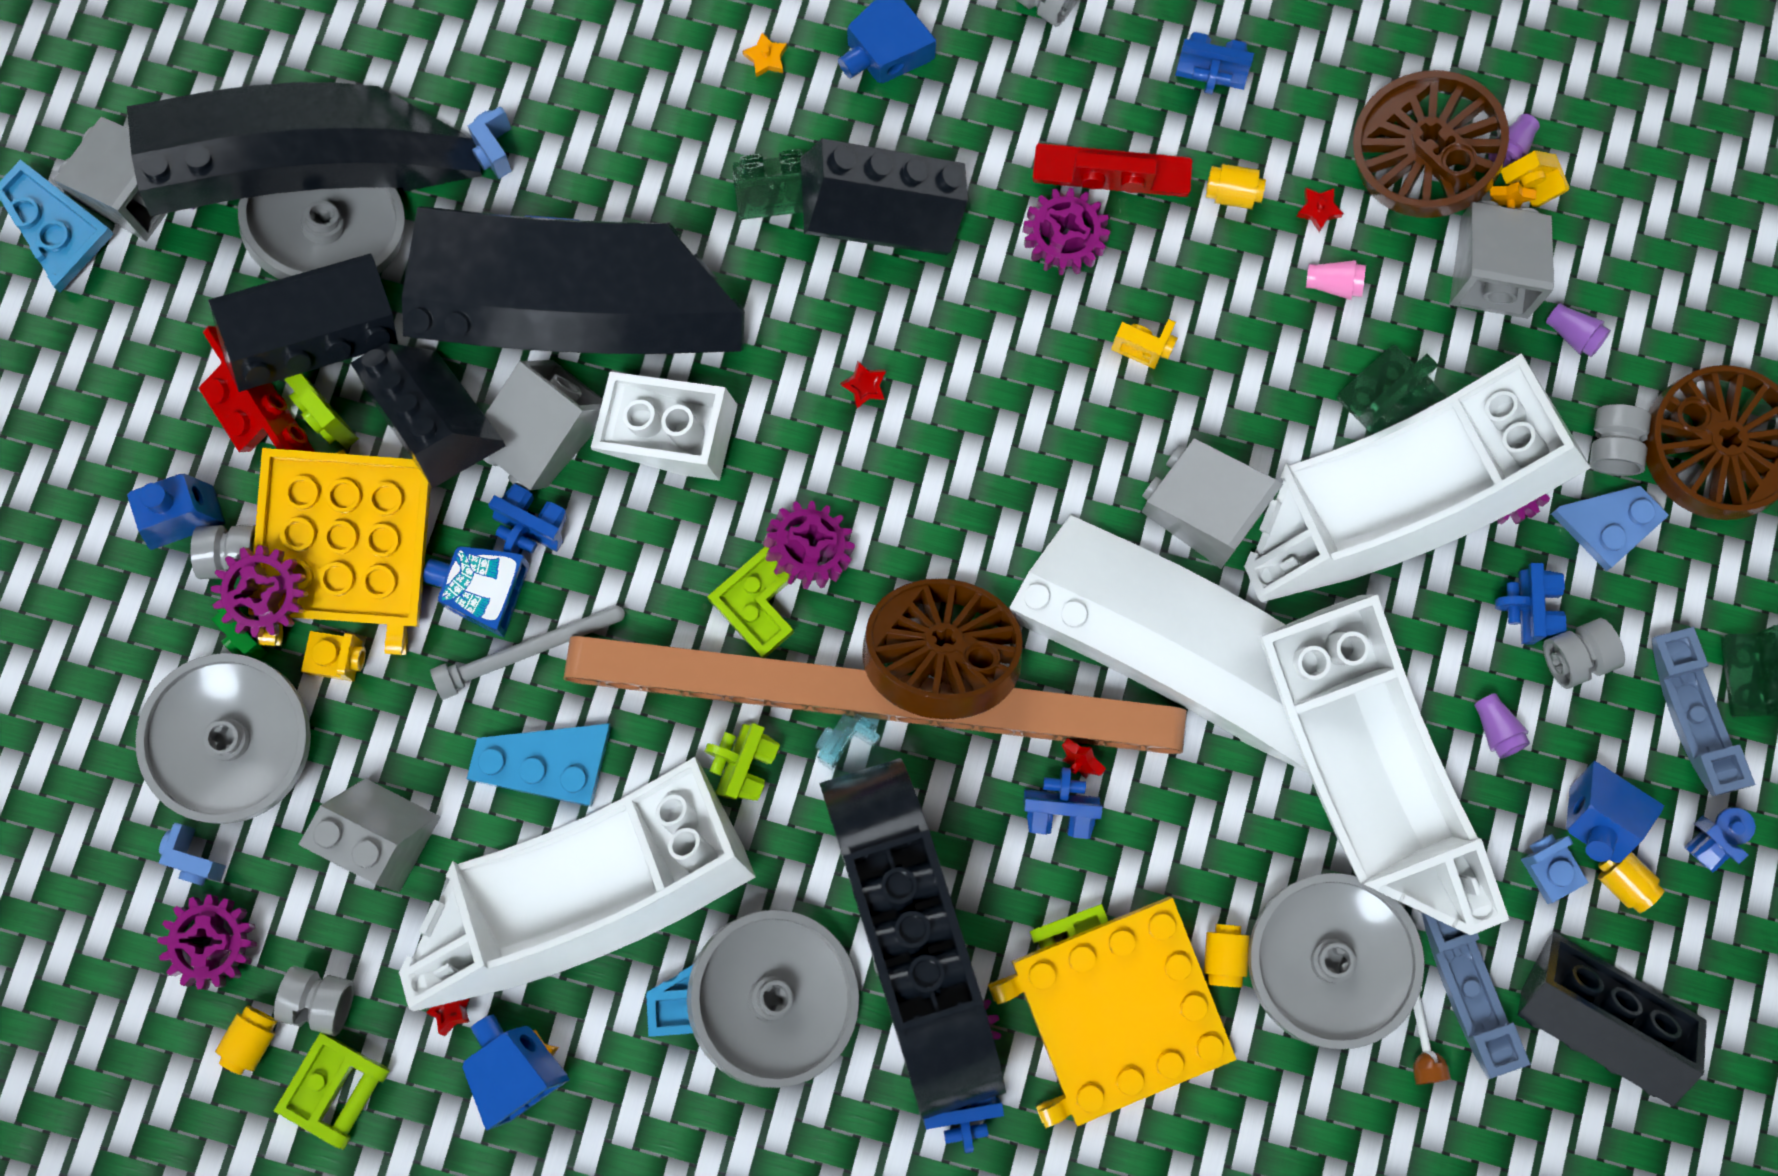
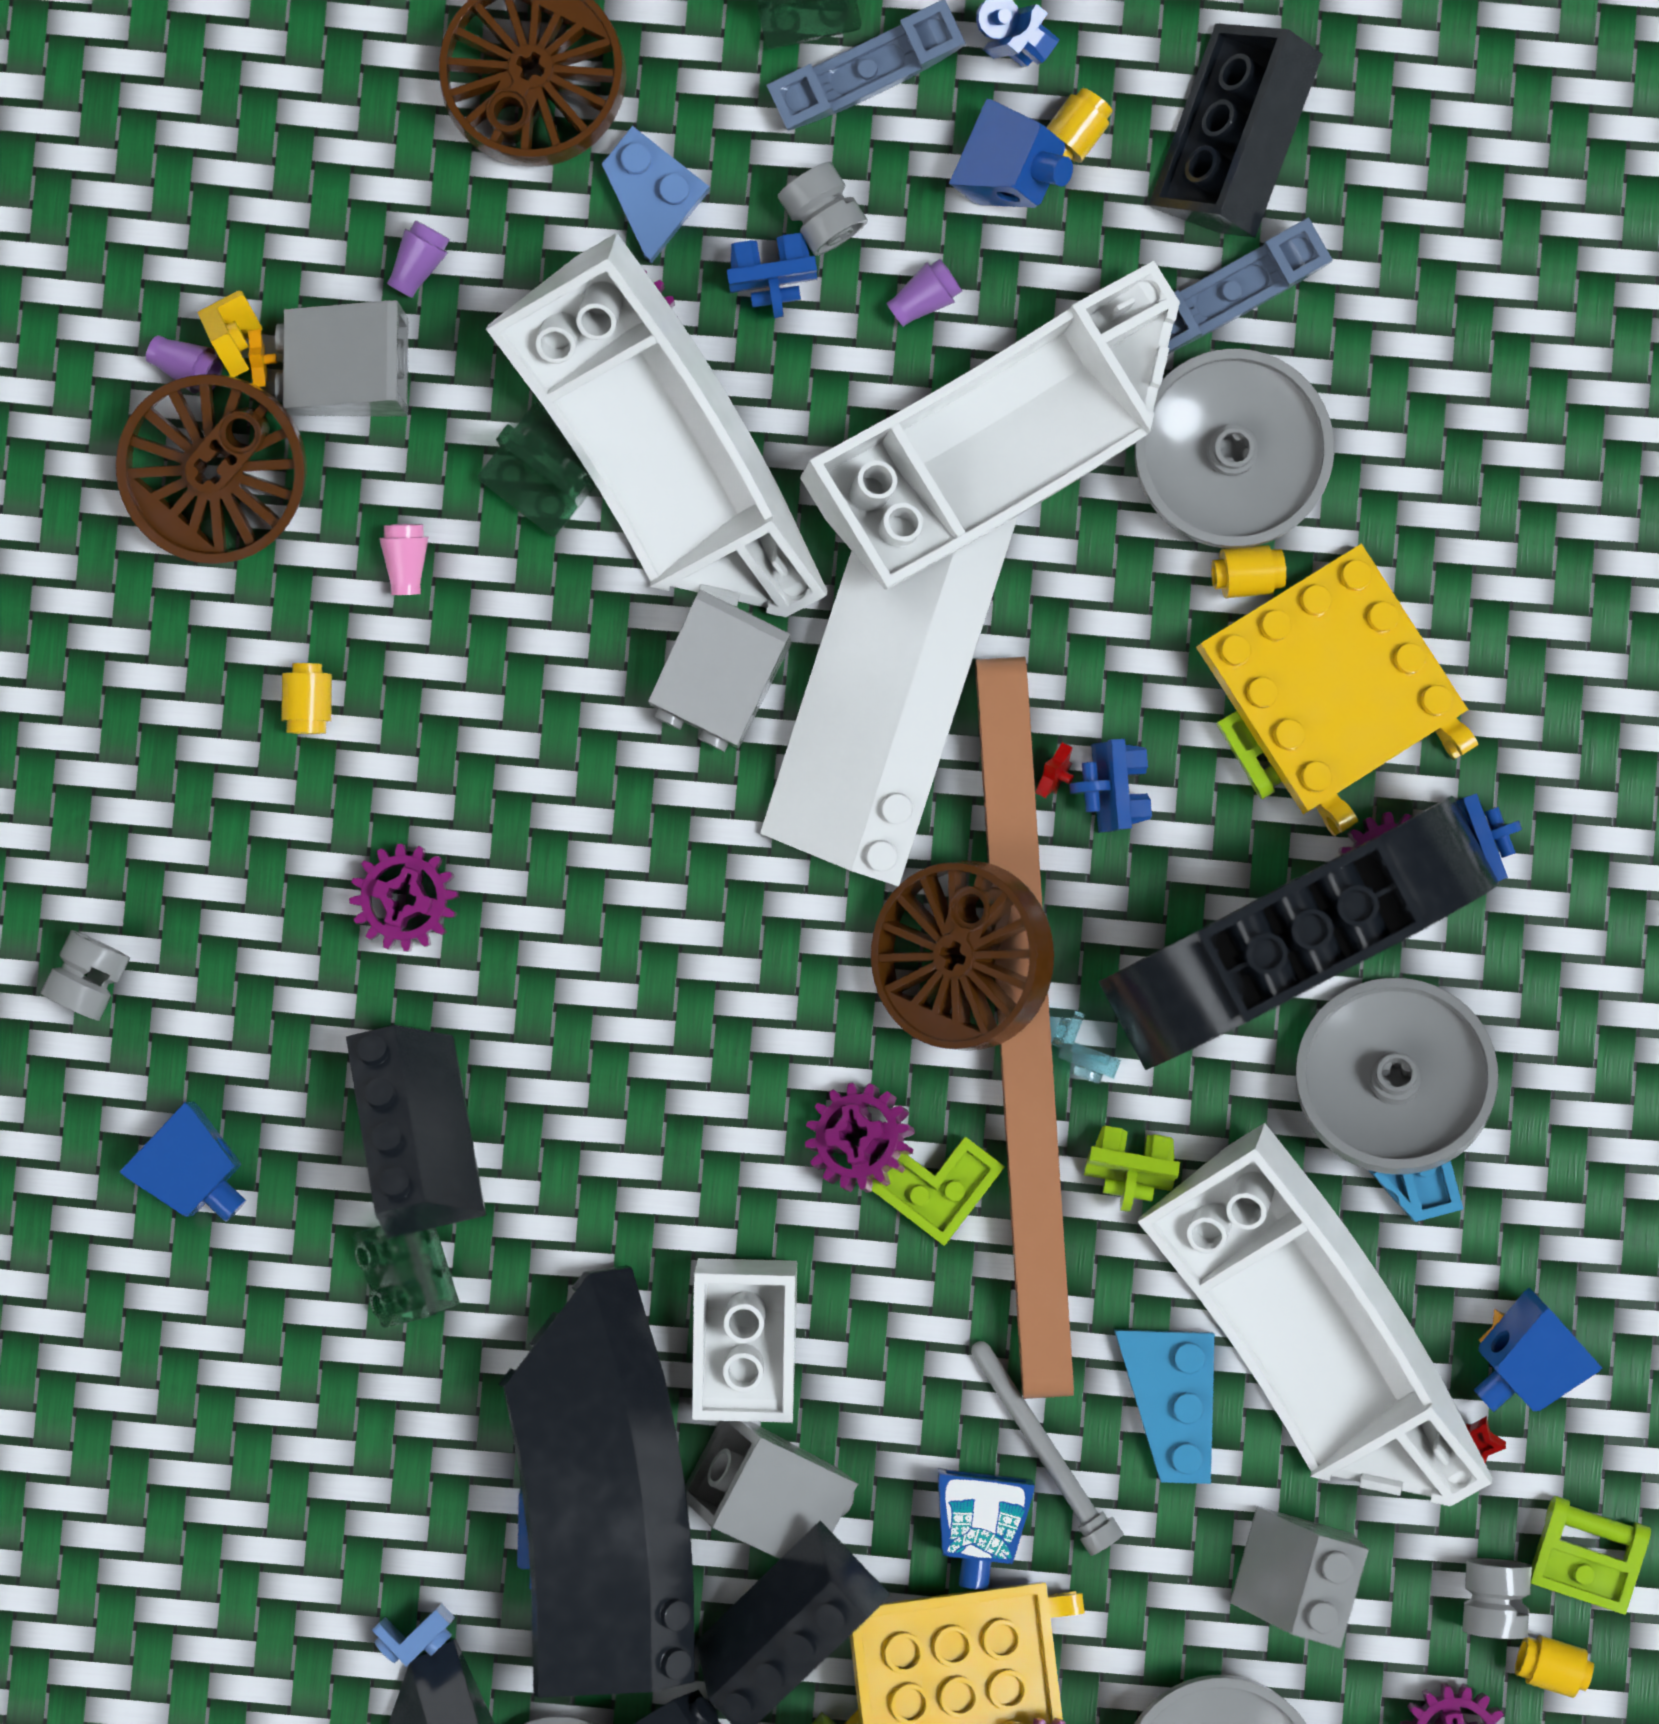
camera: 95 degrees left, 10 degrees up
(333, 656) = (1094, 1675): yellow bracket -> none
(512, 513) = (882, 1502): blue hips -> none
(766, 55) = (230, 1314): light orange piece -> none
(864, 384) = (644, 1109): red piece -> none
(1112, 170) = (309, 853): red bracket -> none
(1140, 345) = (533, 786): yellow bracket -> none
(1214, 63) = (150, 749): blue hips -> none
(1319, 208) = (311, 591): red piece -> none
(1428, 1066) = (1326, 326): dark orange hinge -> none
(1554, 868) = (1077, 213): medium blue bracket -> none
(1620, 440) = (553, 194): light grey wheel -> none

